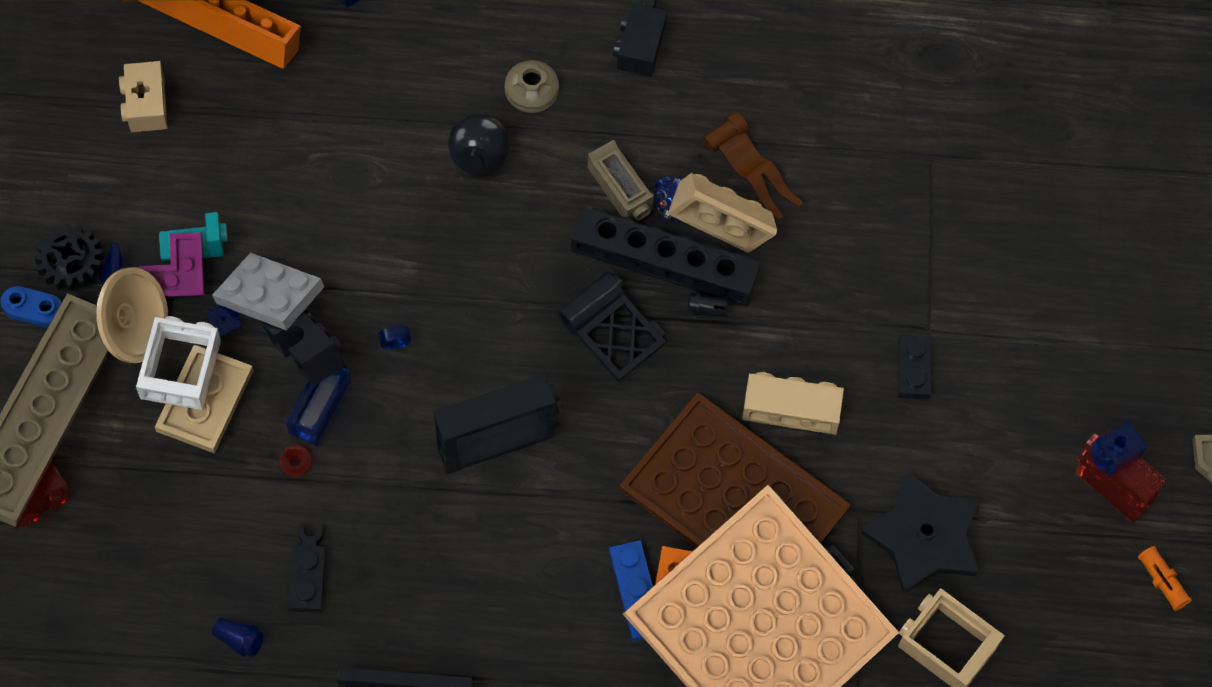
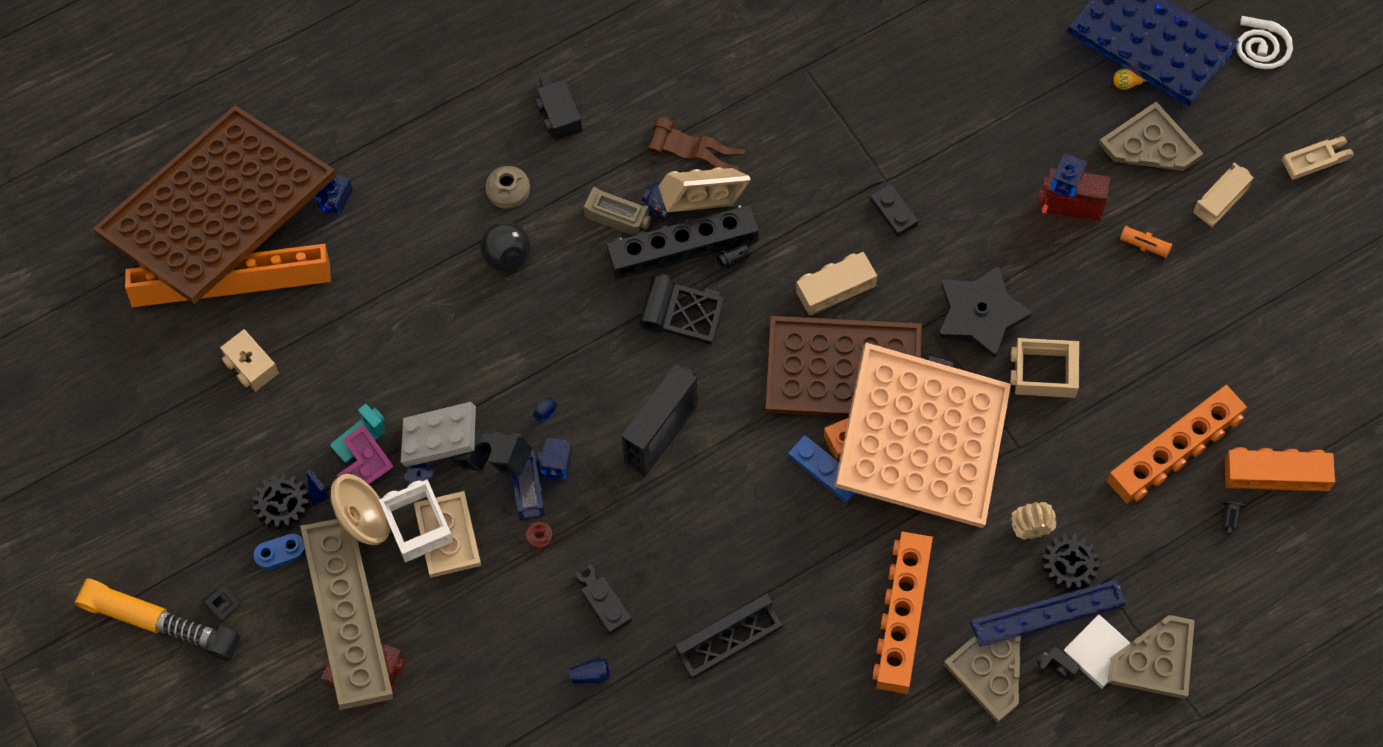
camera: 30 degrees left, 0 degrees up
(368, 394) = (555, 458): none -> clear blue brick

